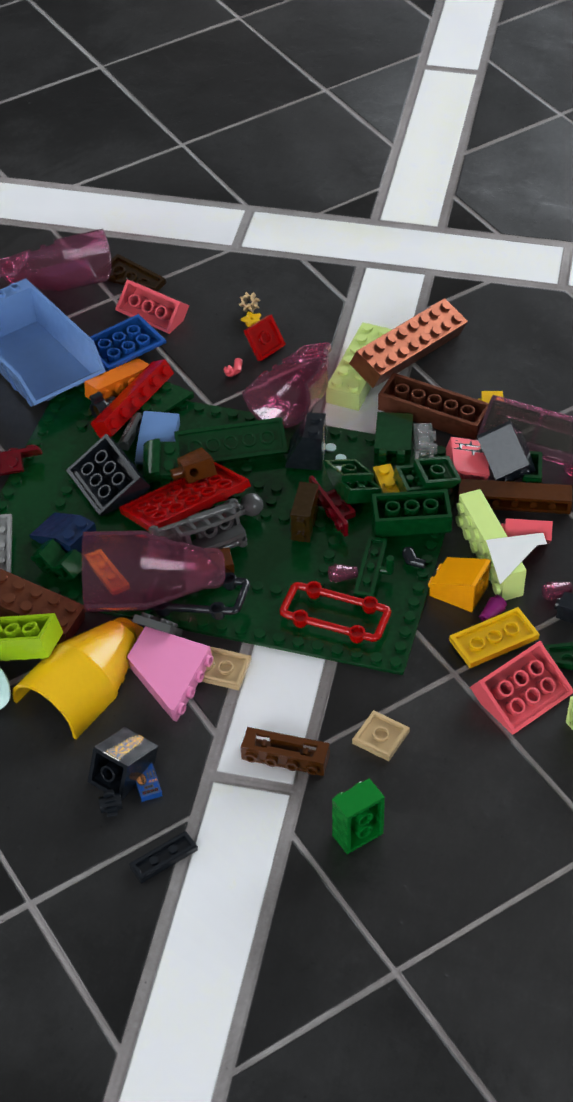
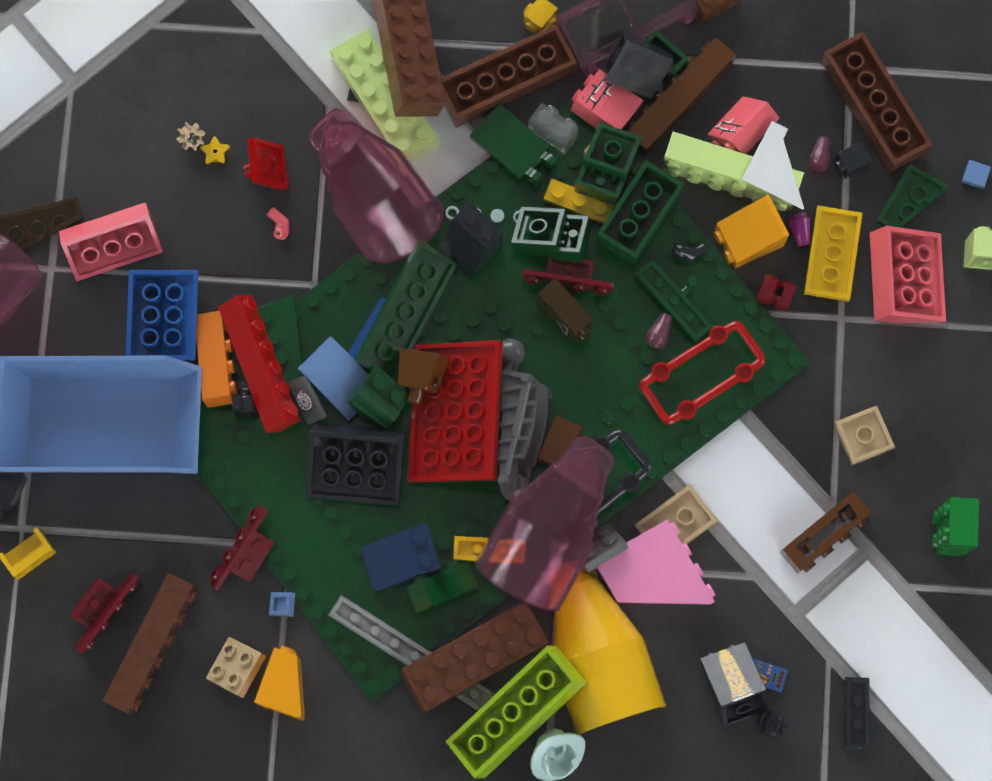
camera: 55 degrees left, 30 degrees up
(432, 619) = (768, 289): none -> dark red wheel

